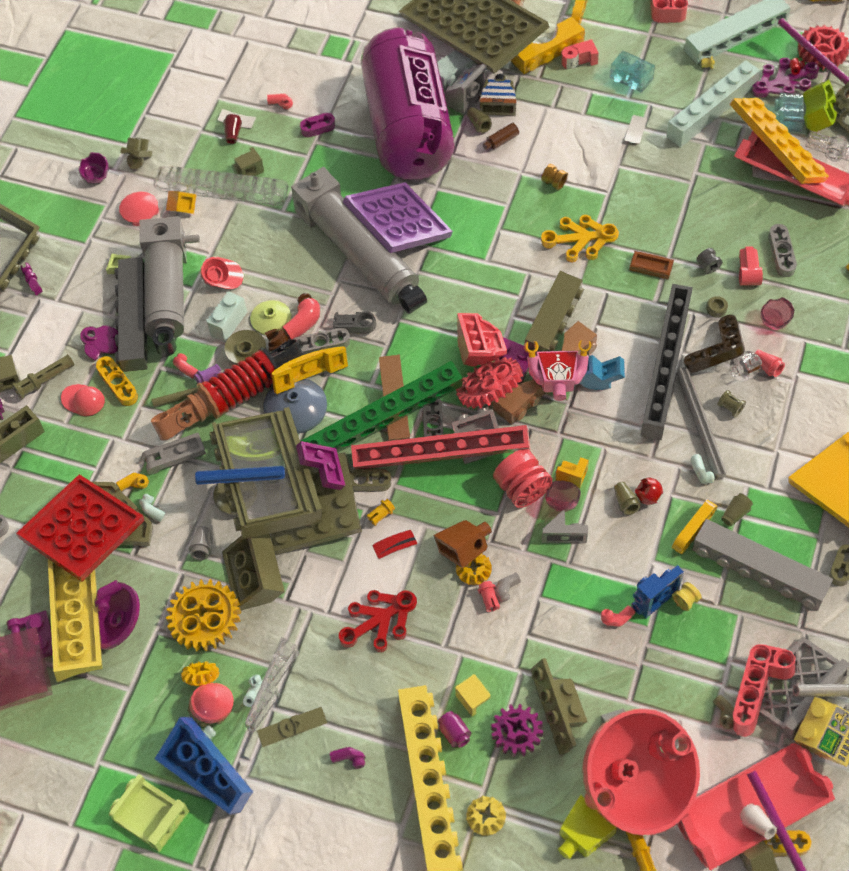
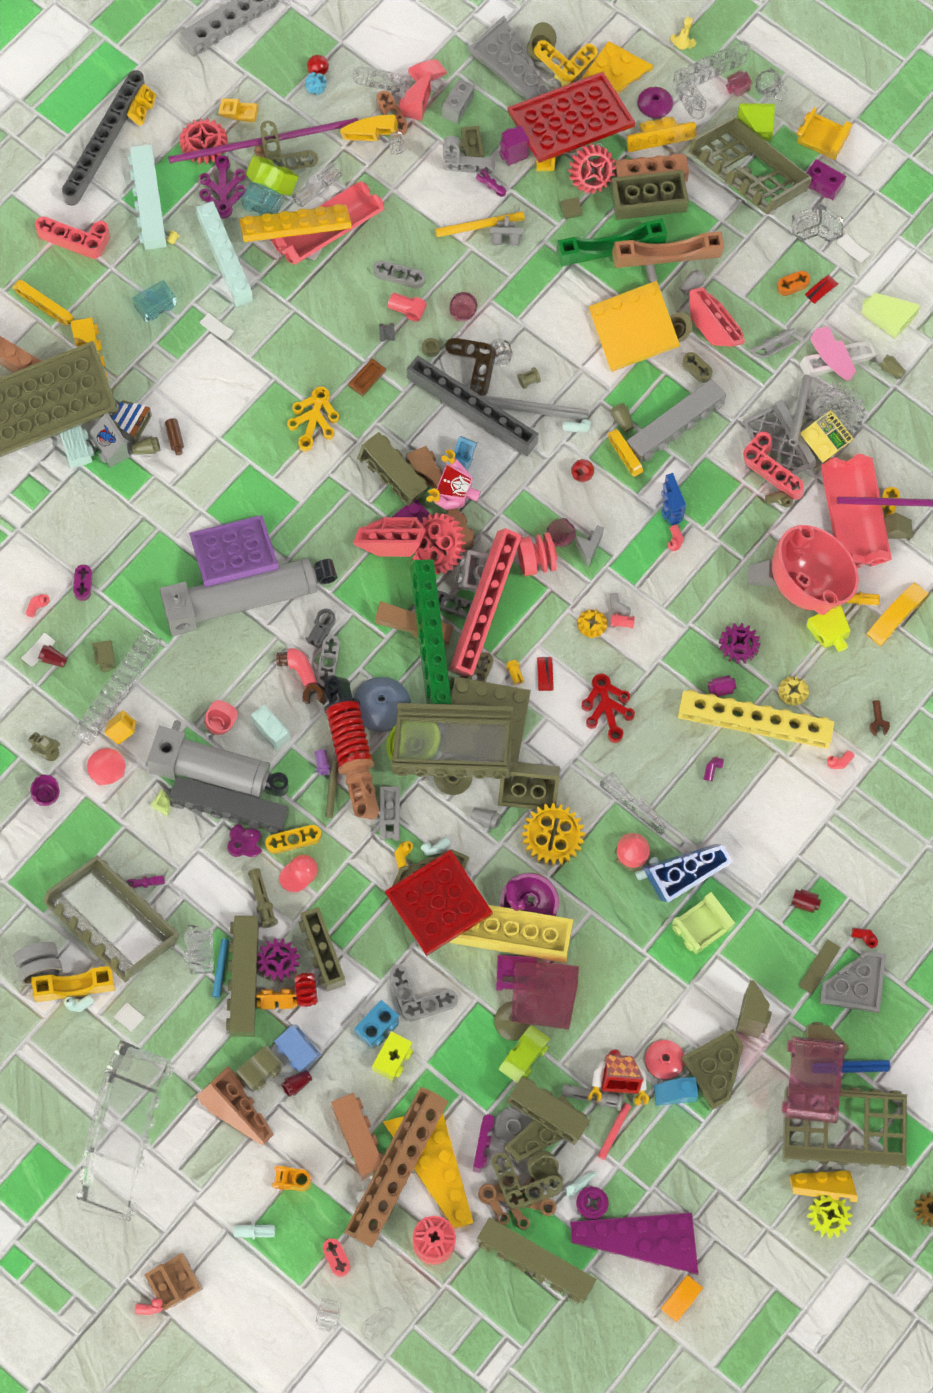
camera: 75 degrees left, 10 degrees up
(180, 362) = (303, 780): coral arm -> none
(200, 673) = (603, 859): yellow gear -> none
(239, 475) = (459, 755): blue axle -> none
(242, 341) = (309, 714): olive dish -> none
(255, 682) = (632, 818): light aqua arm -> none
(263, 322) = (281, 702): yellowish green dish -> none
(291, 726) = (670, 802): olive piece -> none
(307, 366) = (352, 661): yellow slope -> none
(325, 460) = (464, 691): magenta plate -> none
(407, 104) = (118, 493): magenta piece -> none
(463, 542) = (572, 620): dark orange torso -> none
(472, 694) = (700, 662): light yellow panel -> none
(554, 176) = (242, 411): pearl gold wheel -> none
(559, 704) = (730, 607): olive bracket -> none
(572, 472) = (540, 518): yellow panel -> none
(580, 54) = (111, 334): coral leg -> none
(626, 499) = (580, 489): olive cone -> none
(686, 596) = (682, 482): light yellow wheel -> none
(755, 819) = (870, 513): white cone -> none
(771, 364) = (506, 332): coral cone -> none
(796, 66) = (214, 172): red arm -> none

